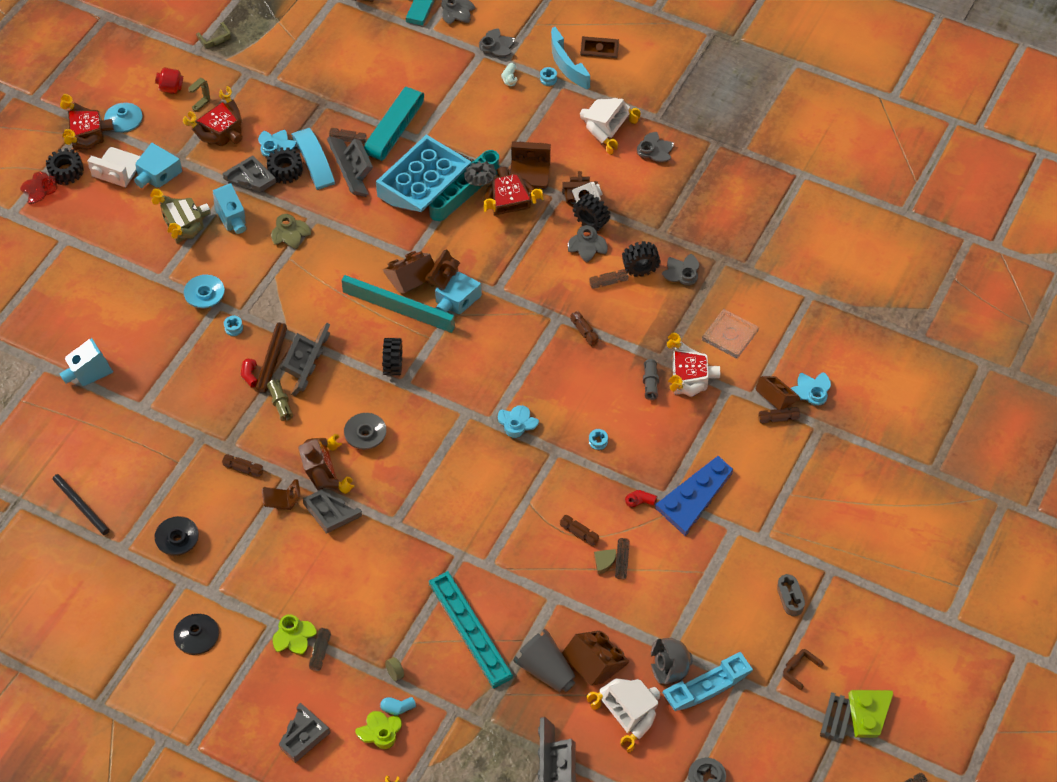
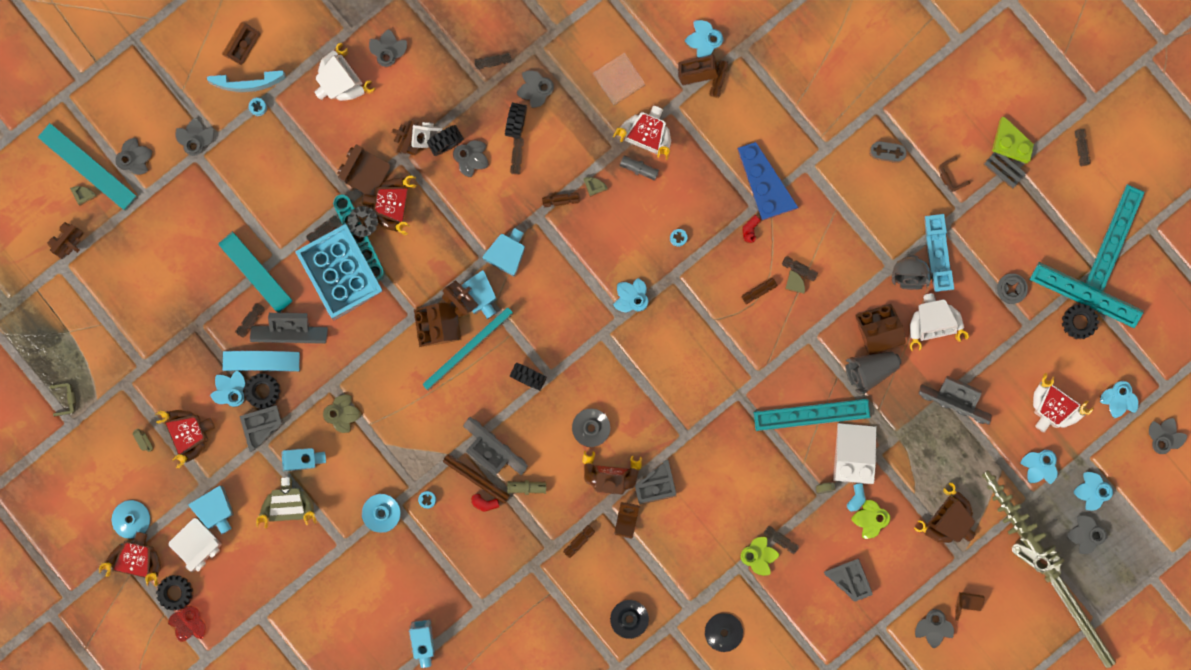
camera: 65 degrees left, 30 degrees up
(169, 80) = (109, 462): red head -> none
(444, 684) = (855, 454): none -> white slope
(508, 76) = (240, 144): light aqua arm -> none
(508, 301) = (506, 252): none -> medium azure torso
(612, 351) = (594, 185): none -> olive tile
(690, 229) = (493, 60): none -> clear smoke axle

